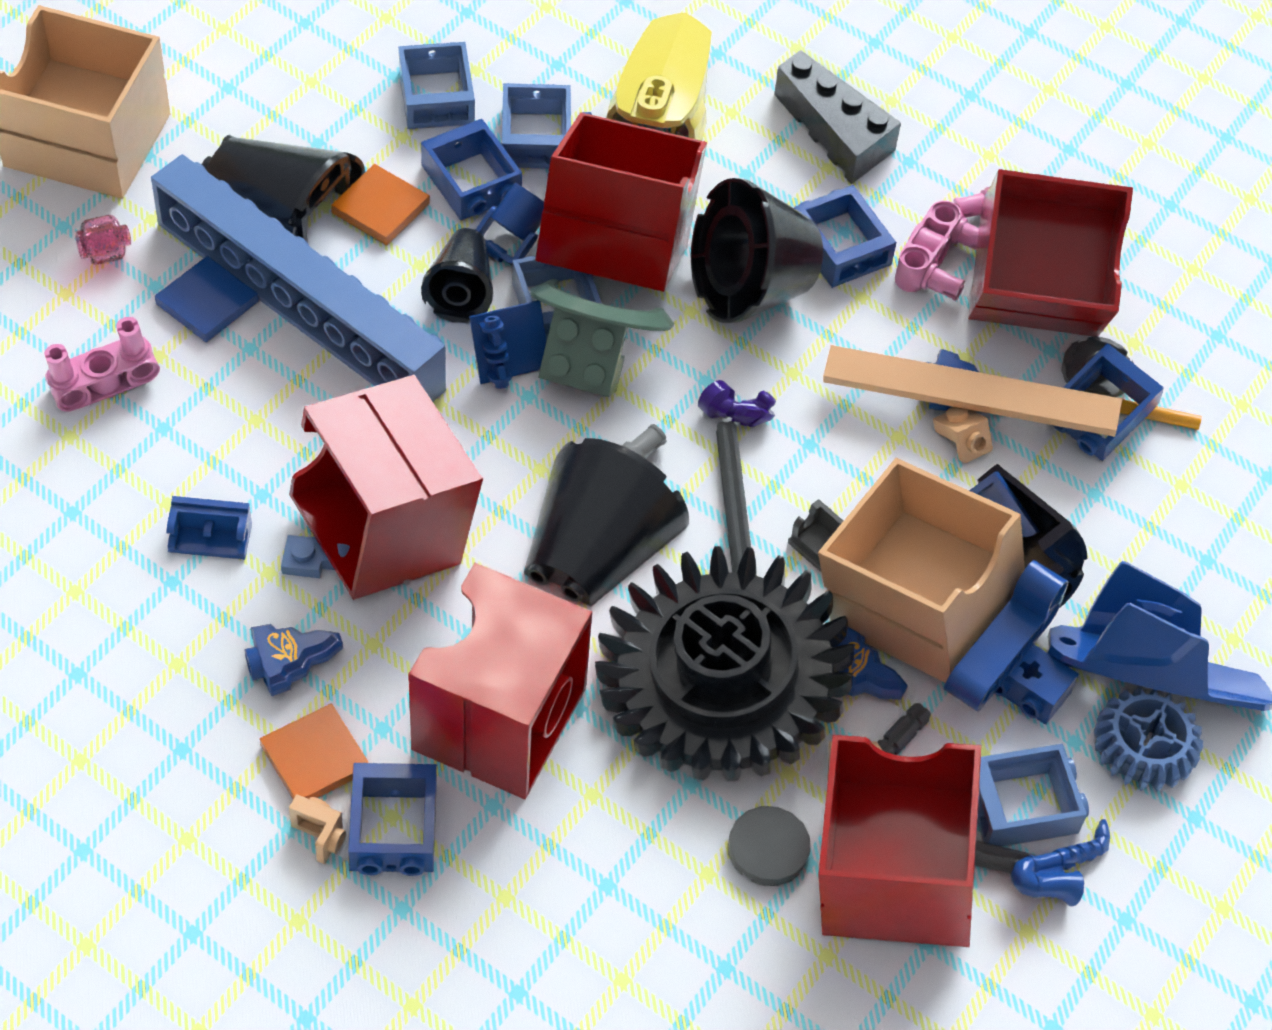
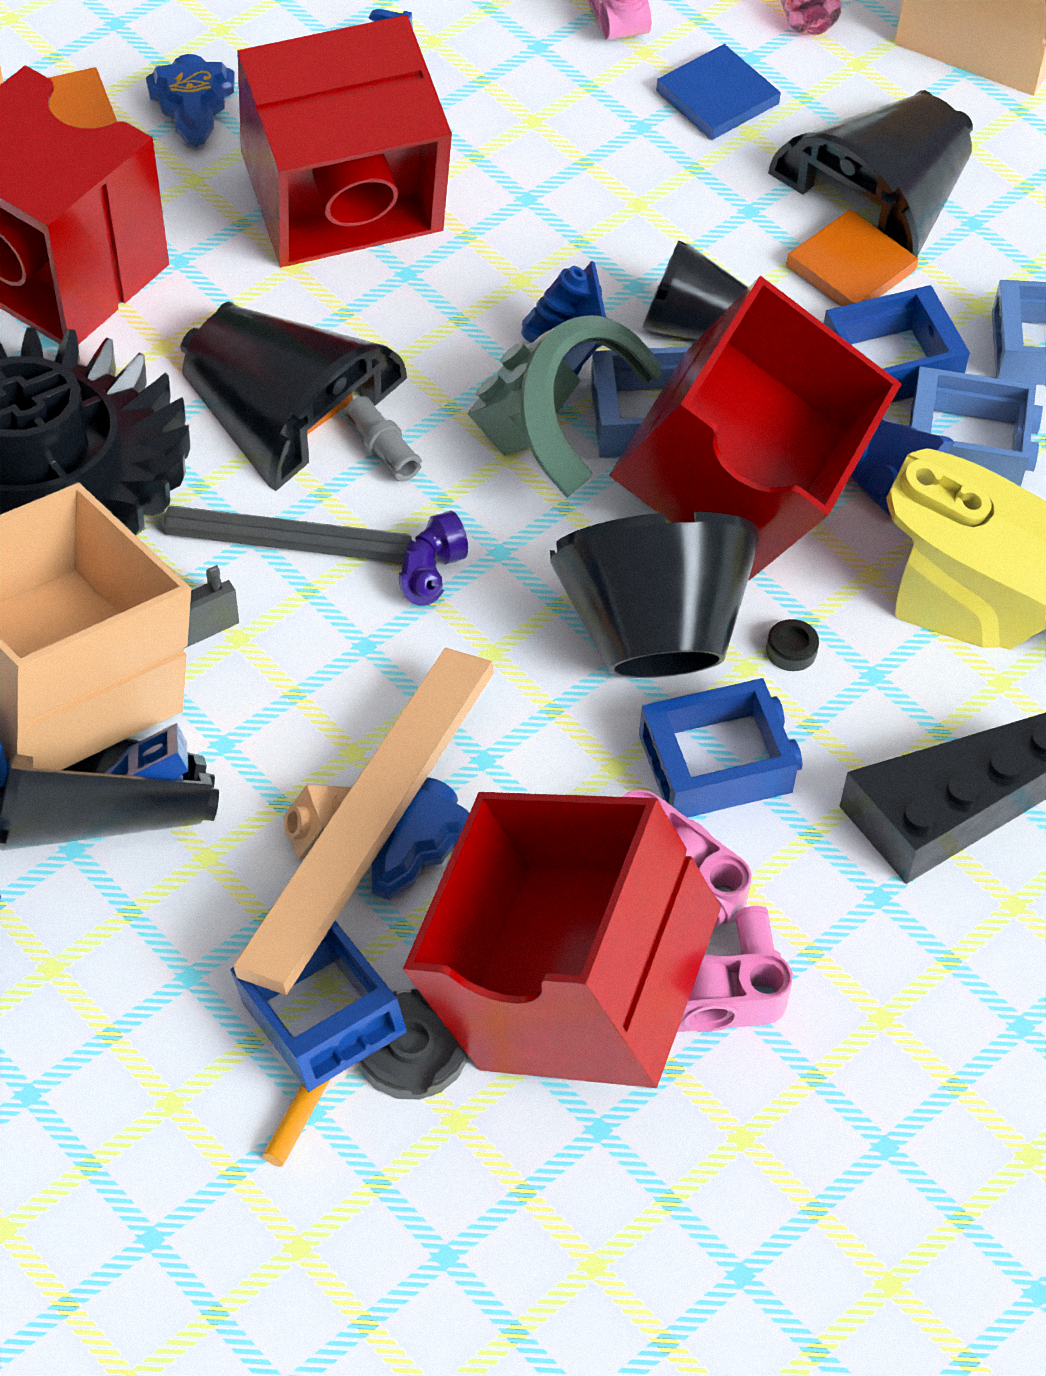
camera: 105 degrees right, 0 degrees up
(296, 279) = (696, 145): medium blue brick -> none

